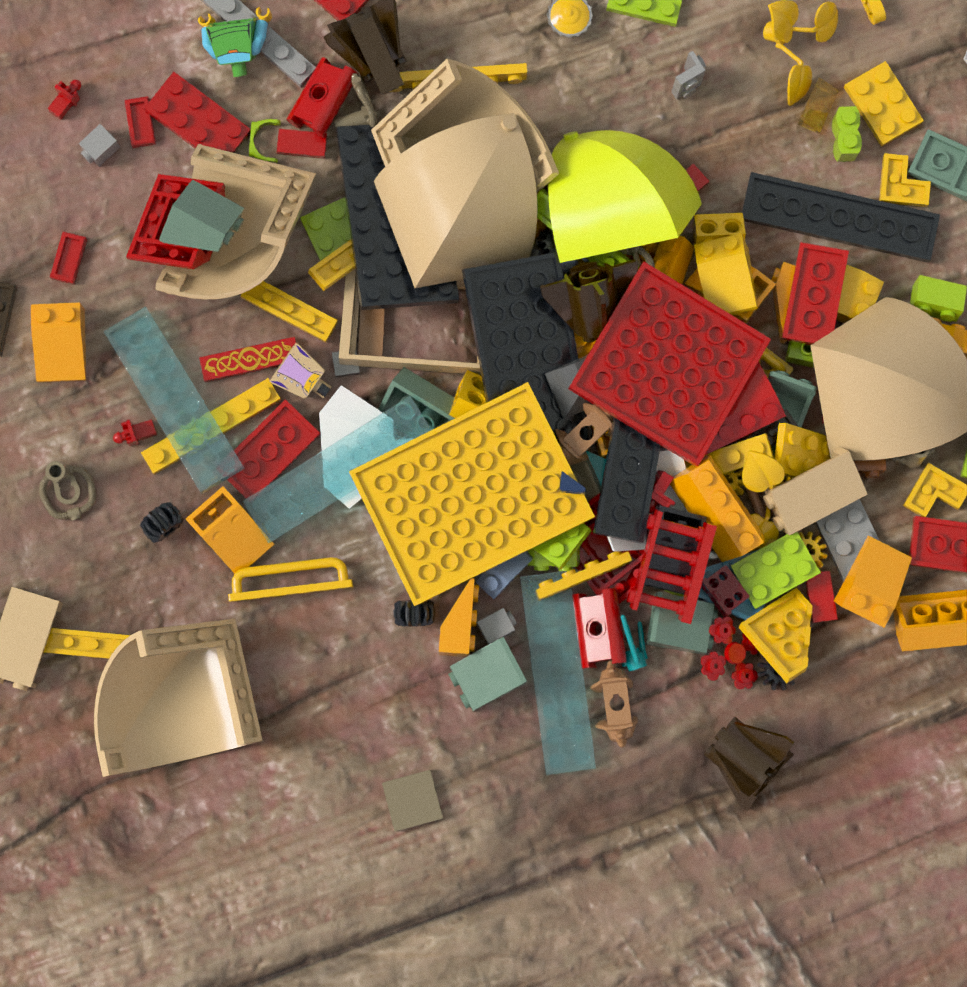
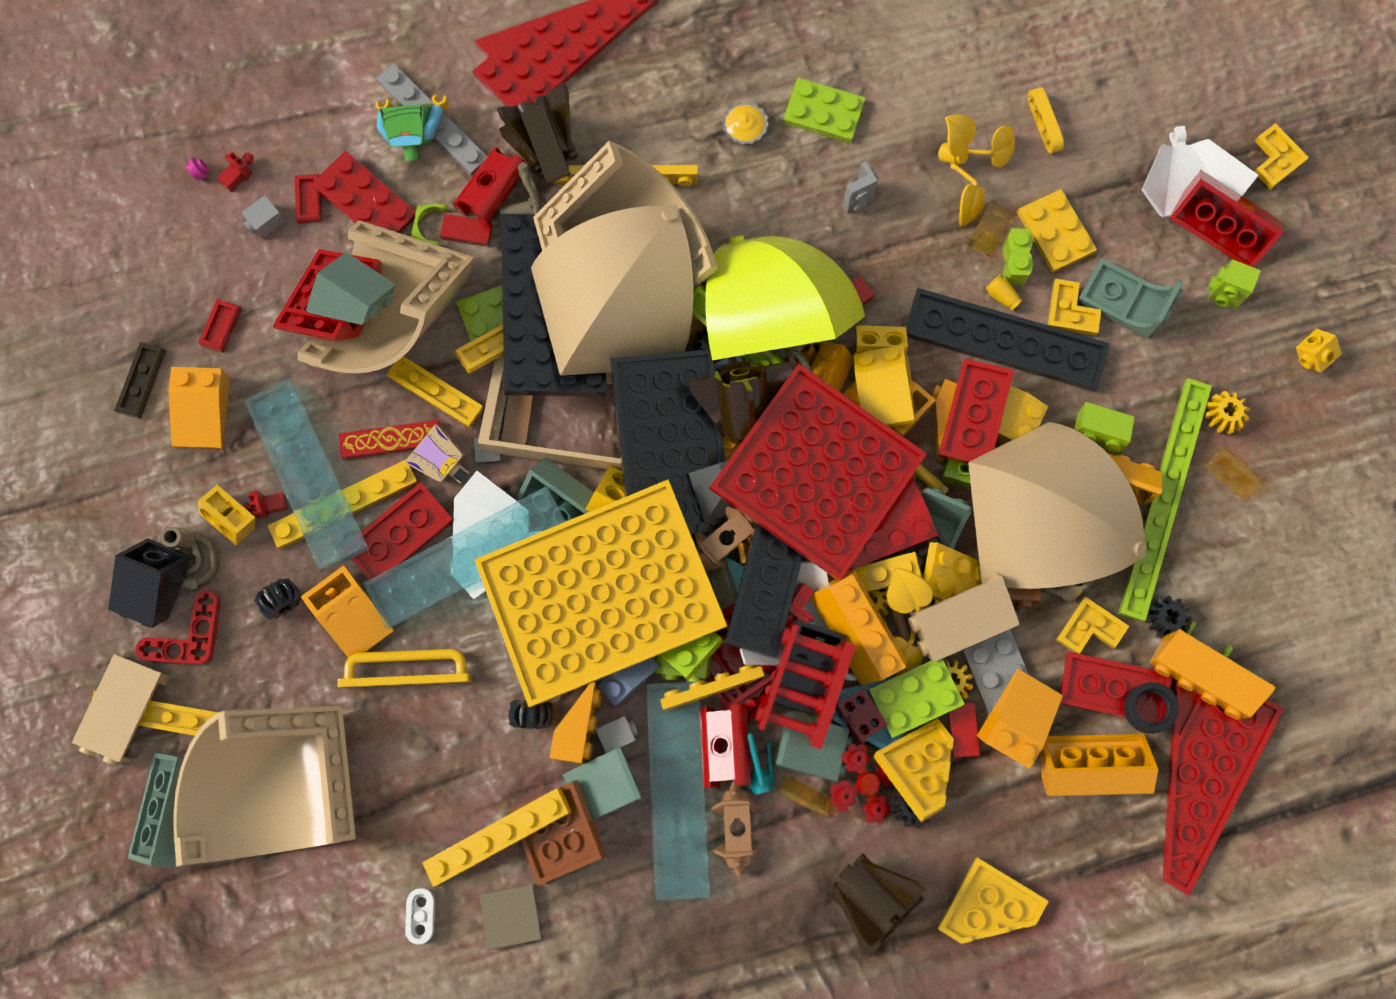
camera: 10 degrees right, 5 degrees down
(26, 99) = (197, 168): none -> dark pink plate
(34, 515) = (147, 582): none -> black slope
(73, 734) = (154, 828): none -> sand green slope
(78, 574) = (188, 646): none -> red beam
(101, 445) = (226, 515): none -> yellow brick
(328, 806) = (420, 915): none -> white plate
(394, 728) = (497, 837): none -> yellow plate
(450, 720) = (566, 842): none -> dark orange plate
(569, 485) = (703, 591): dark blue slope -> none
(677, 669) = (805, 796): none -> clear yellow slope
(835, 170) = (1003, 292): none -> yellow cone
(854, 755) = (990, 905): none -> yellow plate

